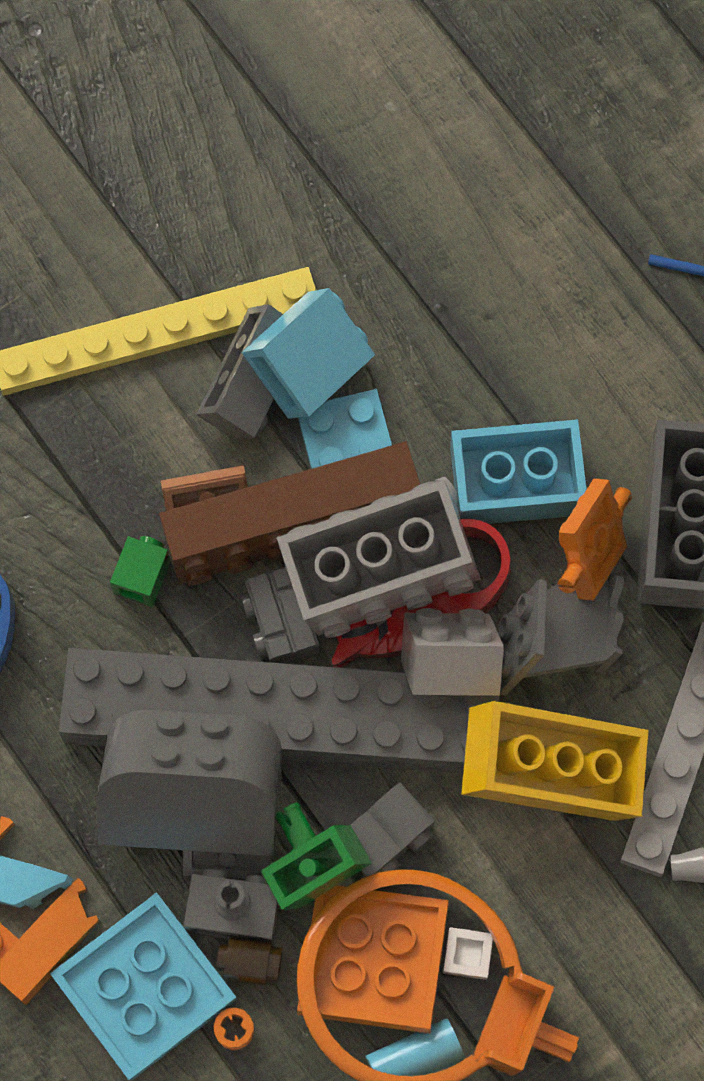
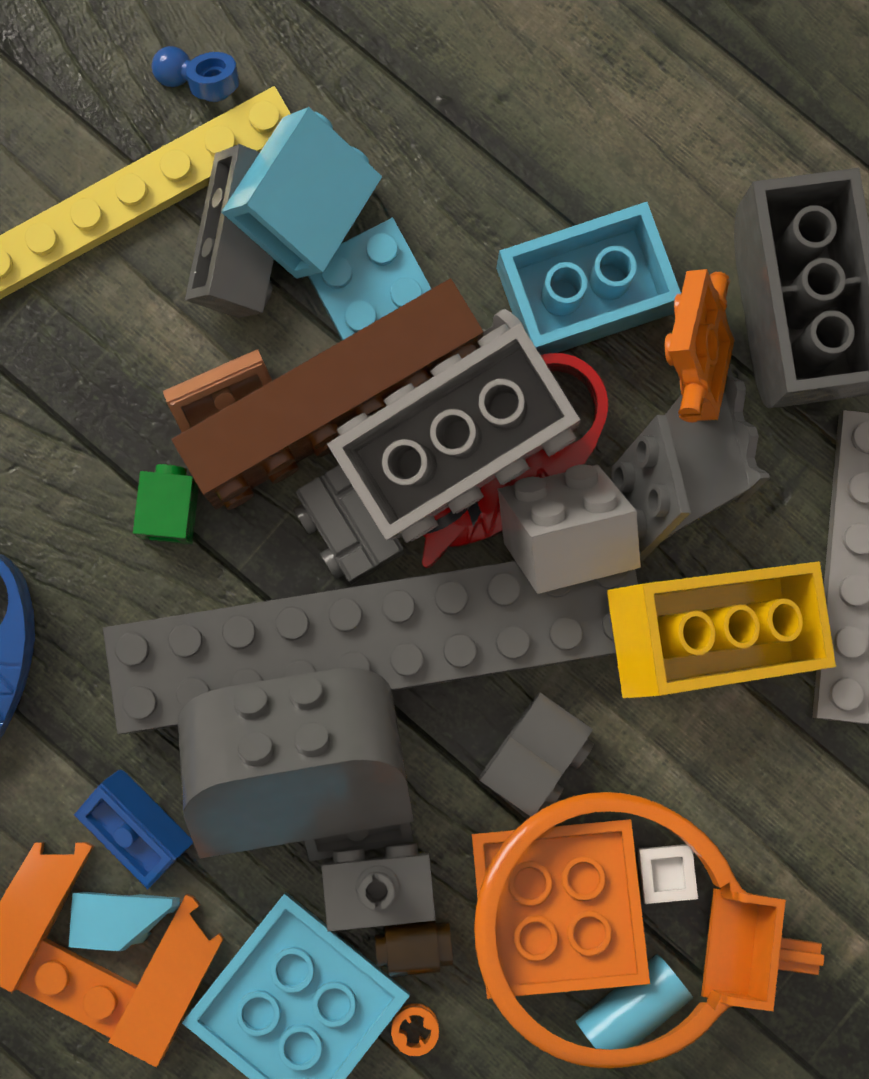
camera: 20 degrees left, 10 degrees up
(49, 816) = (133, 827): none -> blue slope
(257, 247) = (209, 75): none -> blue plate
(314, 862) = (465, 818): green brick -> none

